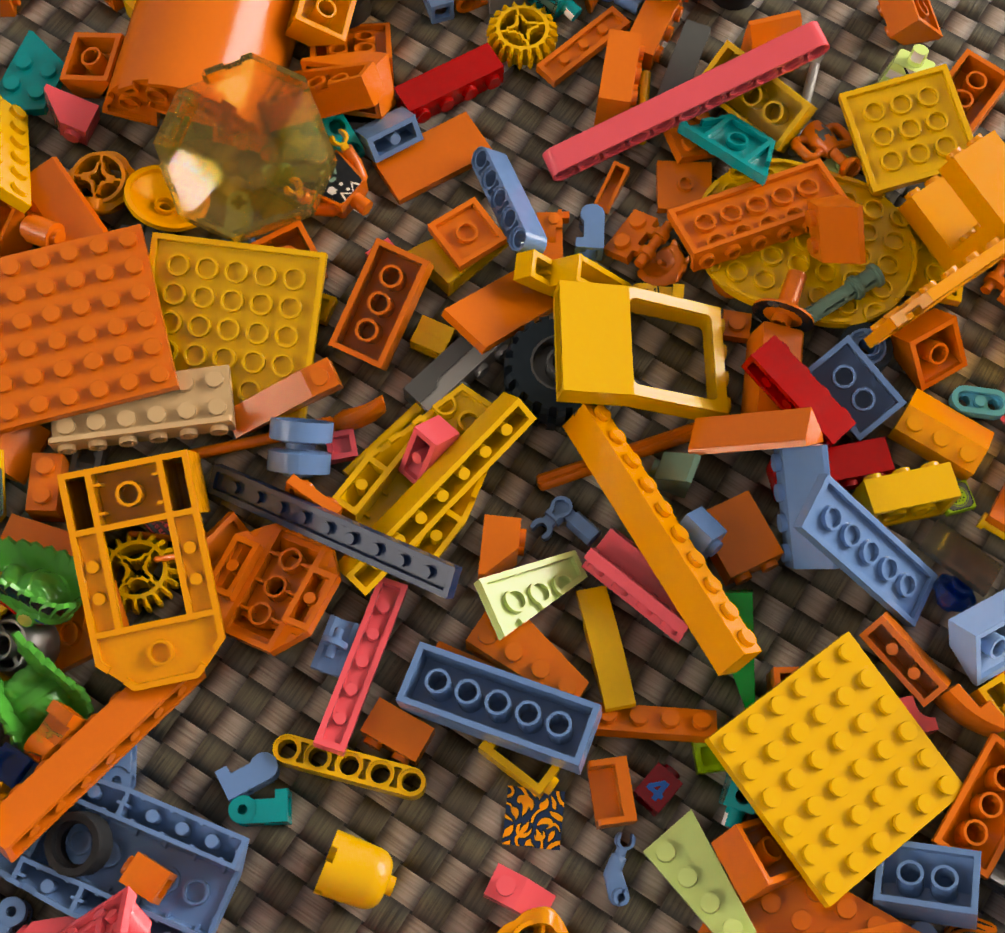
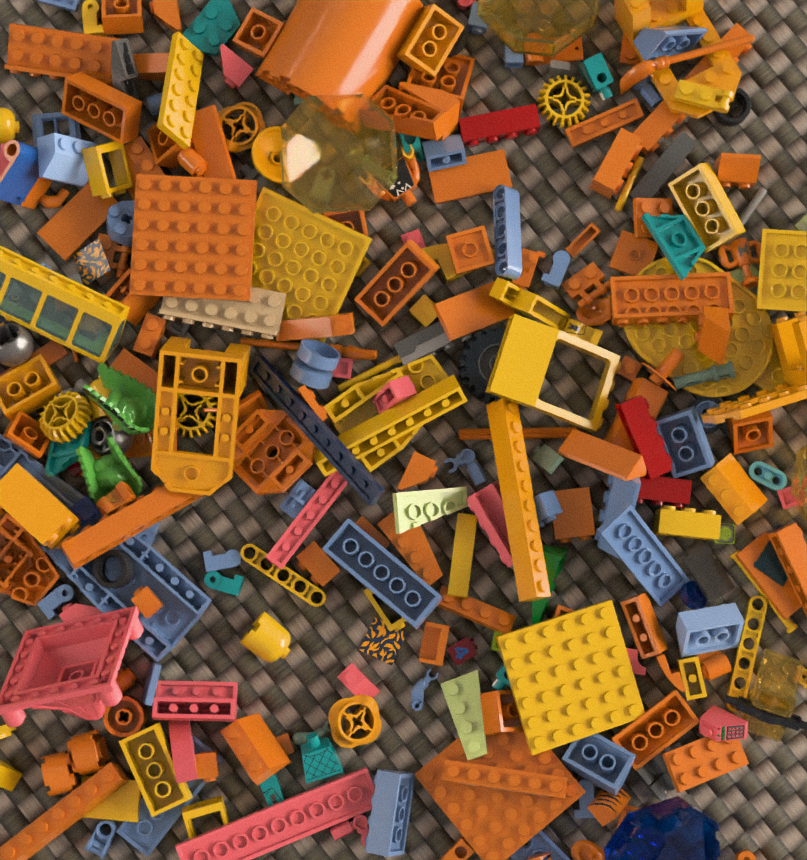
camera: 20 degrees right, 15 degrees up
(686, 101) = (654, 200): coral beam -> none

